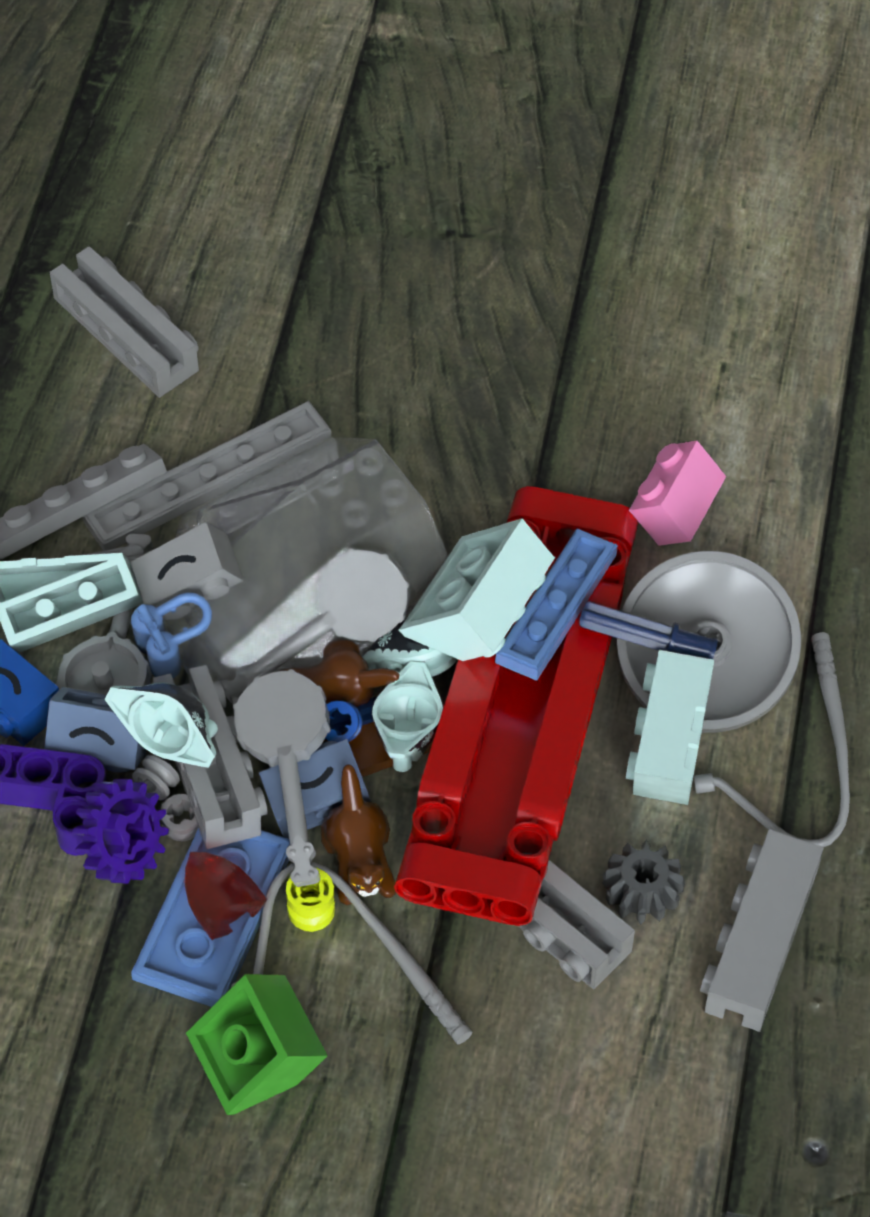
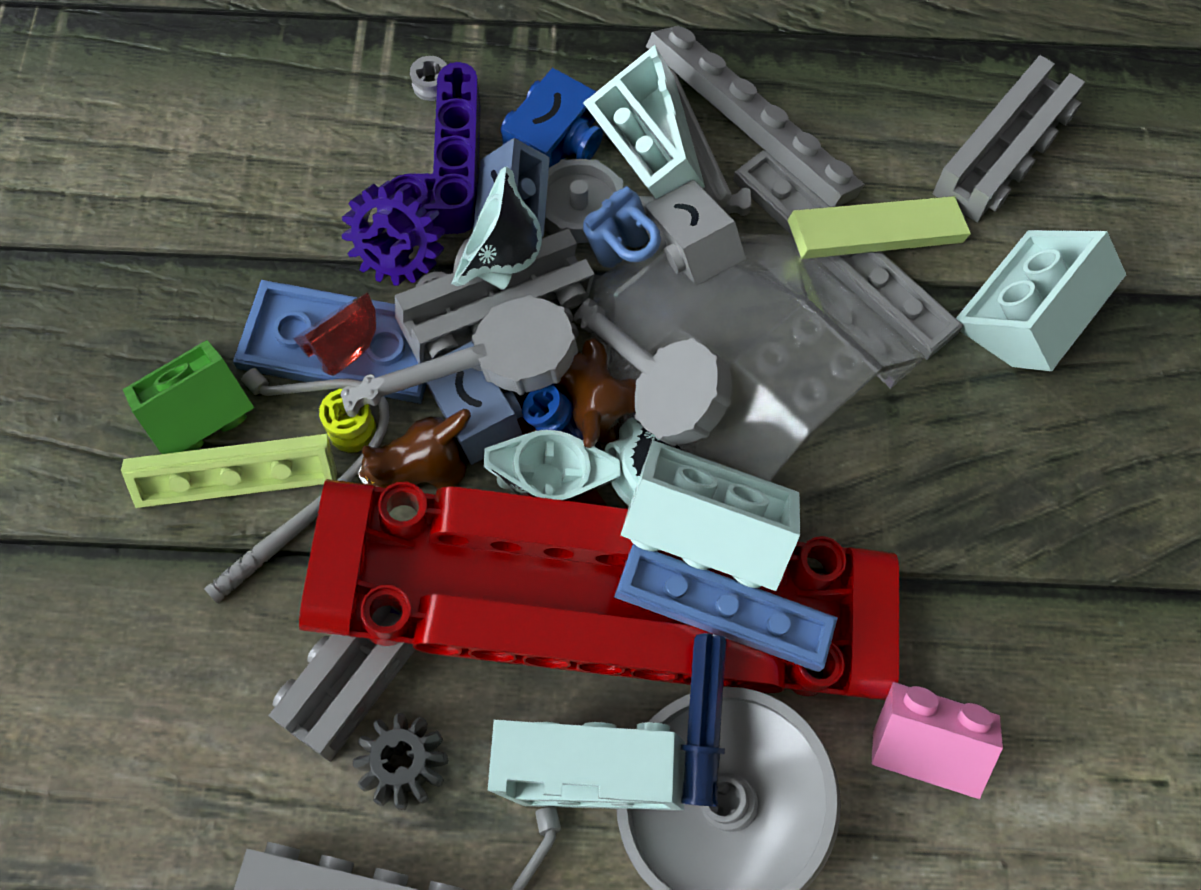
camera: 80 degrees right, 10 degrees up
(41, 660) = (582, 140): none -> blue bush
(199, 439) = (878, 227): none -> yellowish green tile
(294, 336) = (1043, 296): none -> light aqua slope
(345, 1006) = (229, 470): none -> yellowish green tile

